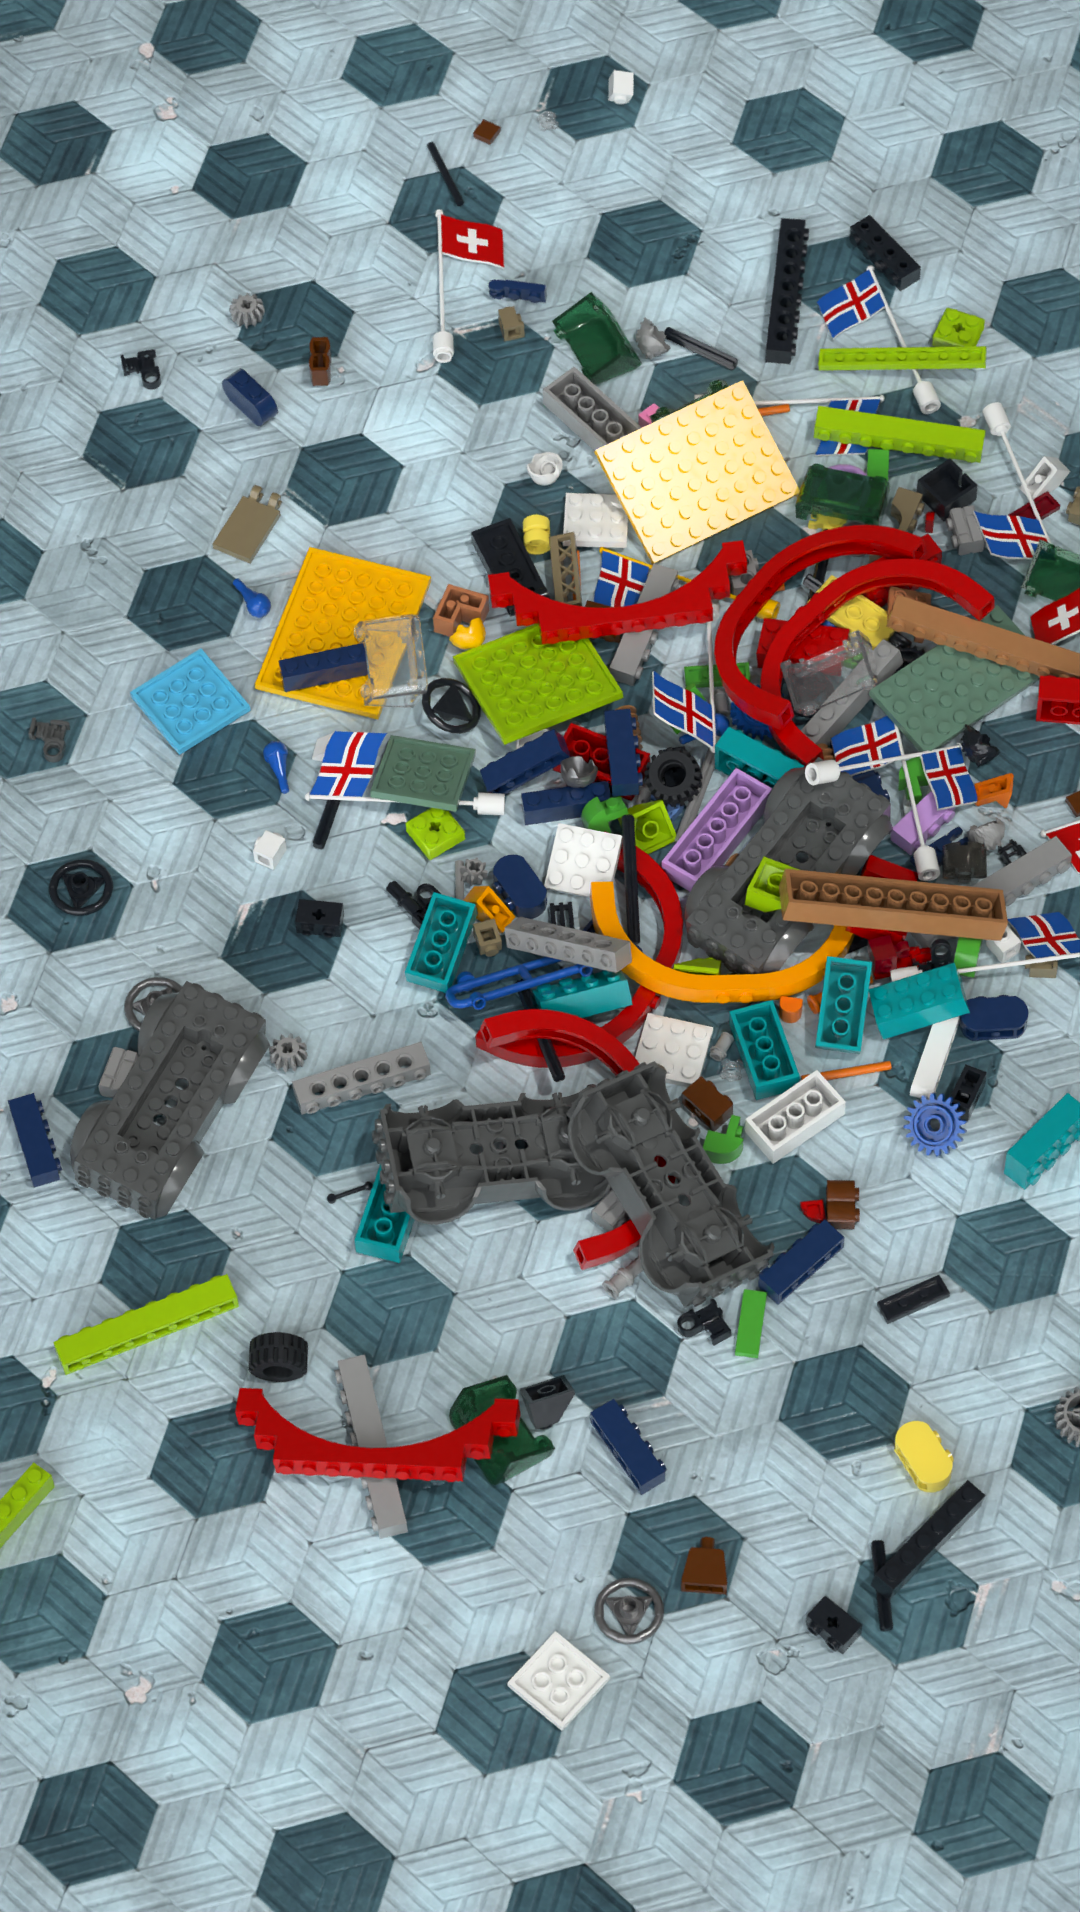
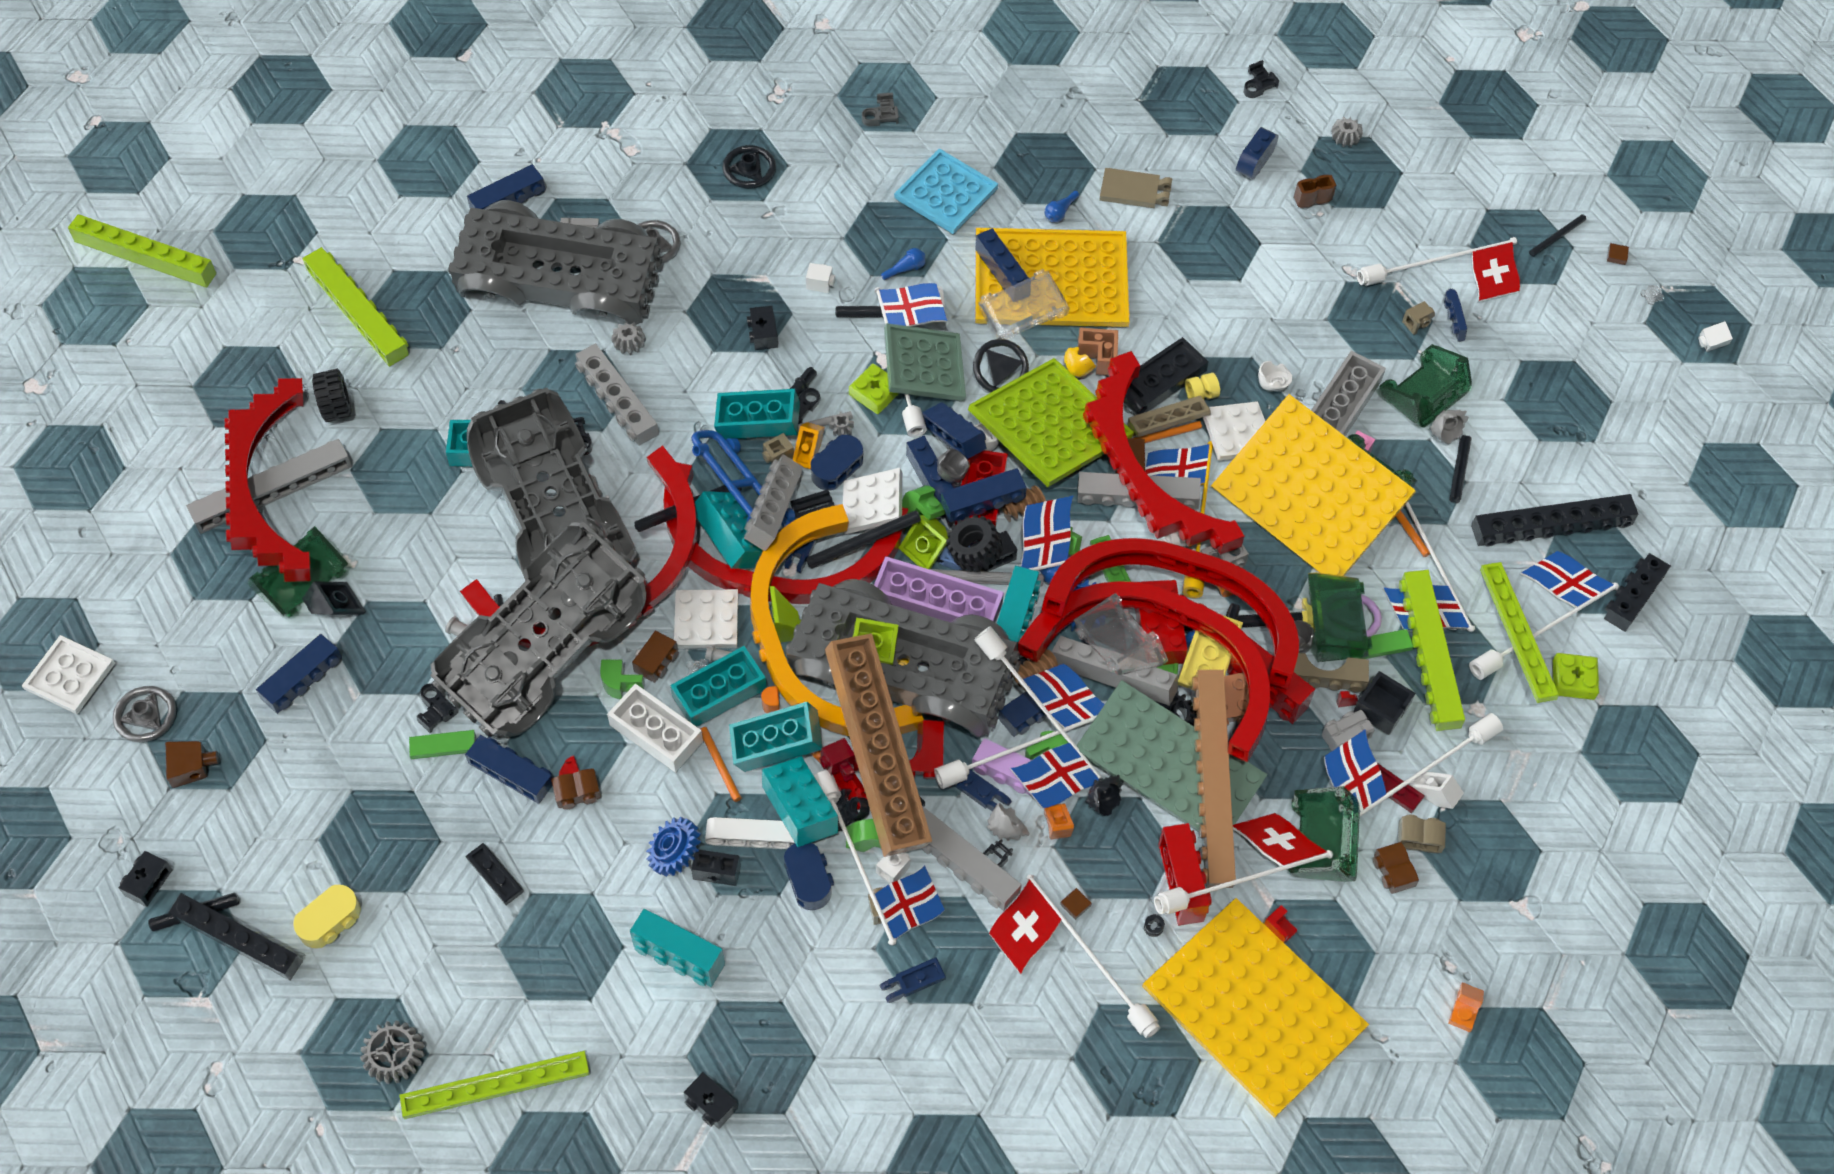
camera: 70 degrees right, 0 degrees up
(964, 861) = (965, 807): clear smoke brick -> none

